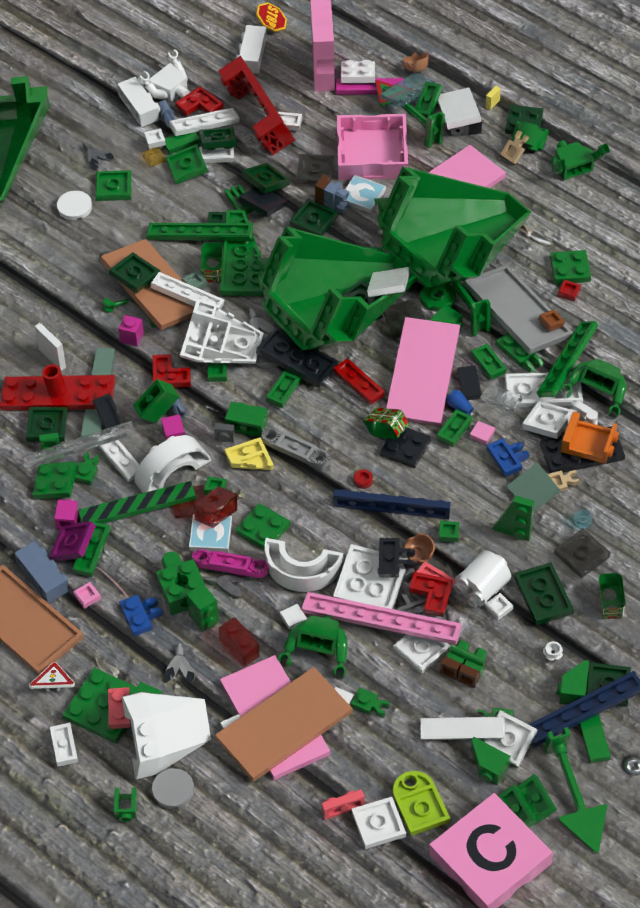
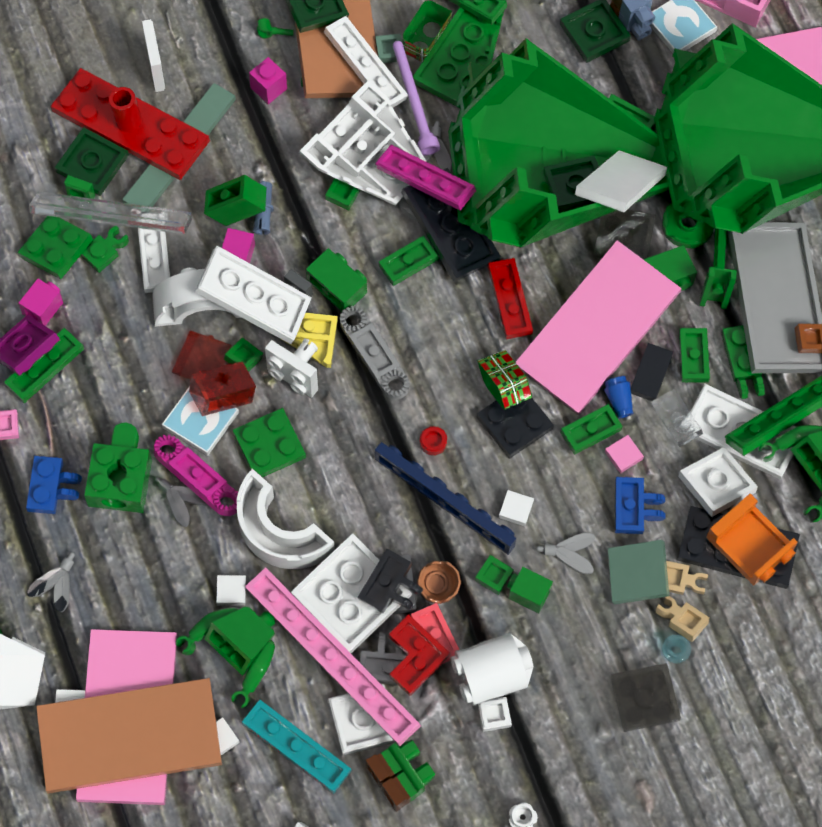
camera: 25 degrees right, 15 degrees up
(107, 411) = (170, 184): black tile -> none
(139, 503) = (135, 331): green tile -> none
(163, 371) = (275, 167): red plate -> none
(202, 607) = (122, 523): green brick -> none
(203, 443) = (253, 294): none -> white tile
(239, 642) = (141, 592): clear red brick -> none
(251, 318) = (427, 143): none -> lavender piece
(252, 474) = (293, 366): none -> white plate
(268, 333) = (425, 177): none -> dark pink tile
(368, 701) = (250, 758): green plate -> none
(391, 680) = (296, 746): none -> teal plate
(437, 490) = (516, 508): none -> white tile
(475, 528) = (529, 589): none -> green brick
(483, 499) = (567, 551): none -> light grey piece
(517, 518) = (584, 610): green wing -> none
(543, 593) = (560, 728): dark green plate -> none
(577, 501) = (685, 620): none -> tan plate
(586, 413) = (772, 497): white plate -> none
(615, 582) = (662, 765): green piece -> none

